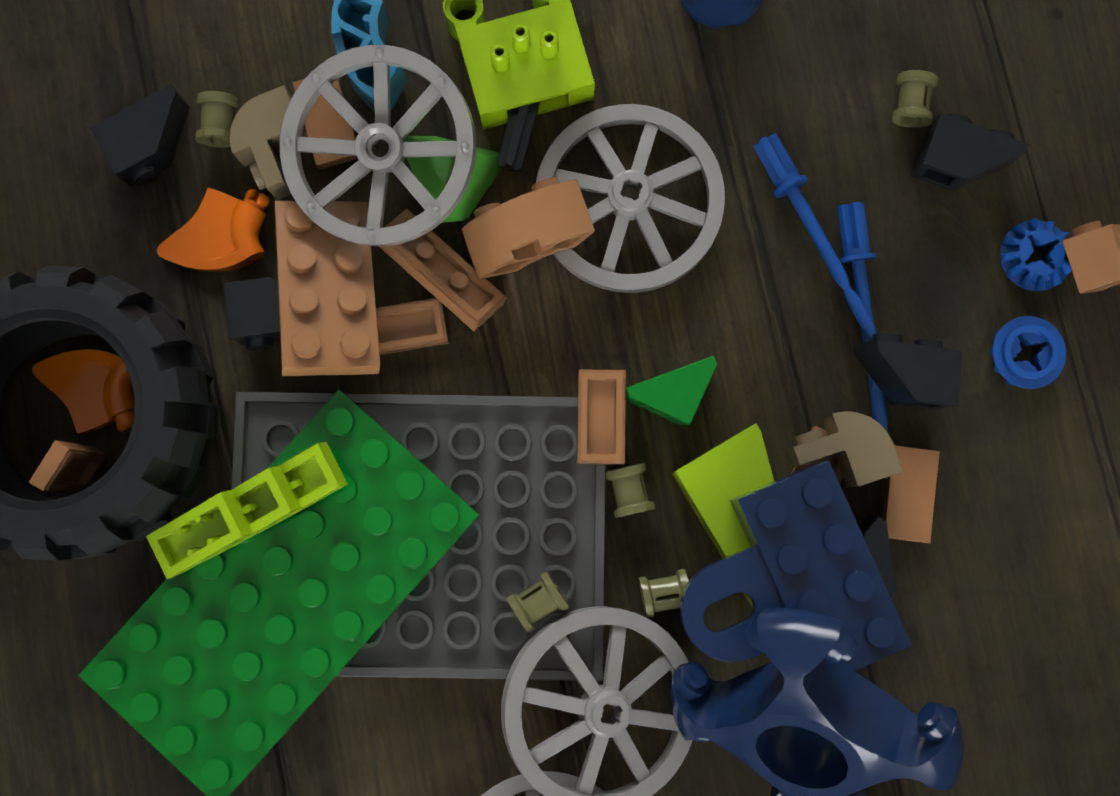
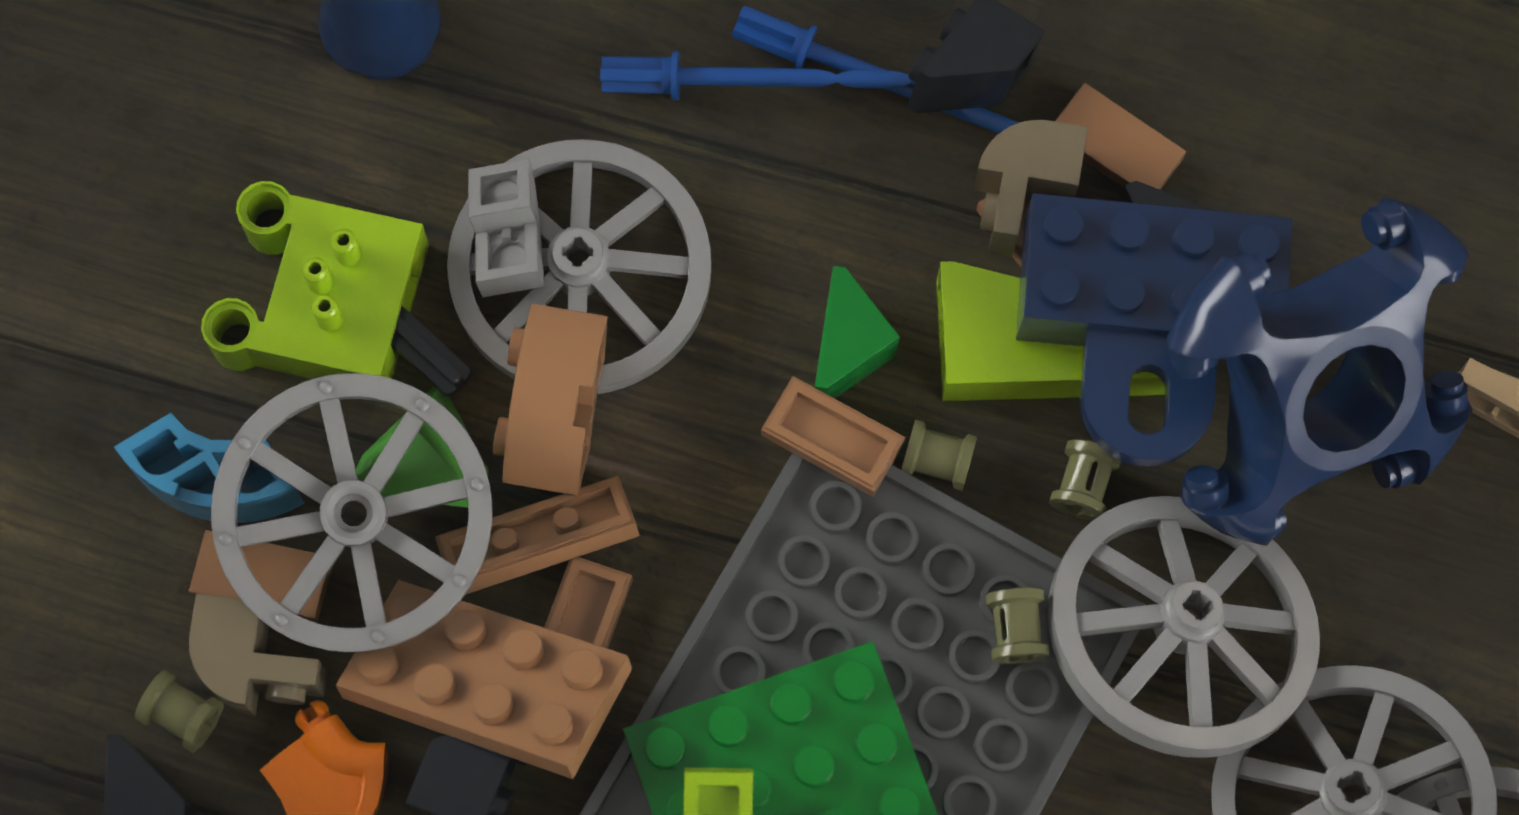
camera: 65 degrees left, 10 degrees down
(623, 139) = (505, 227): none -> light grey slope

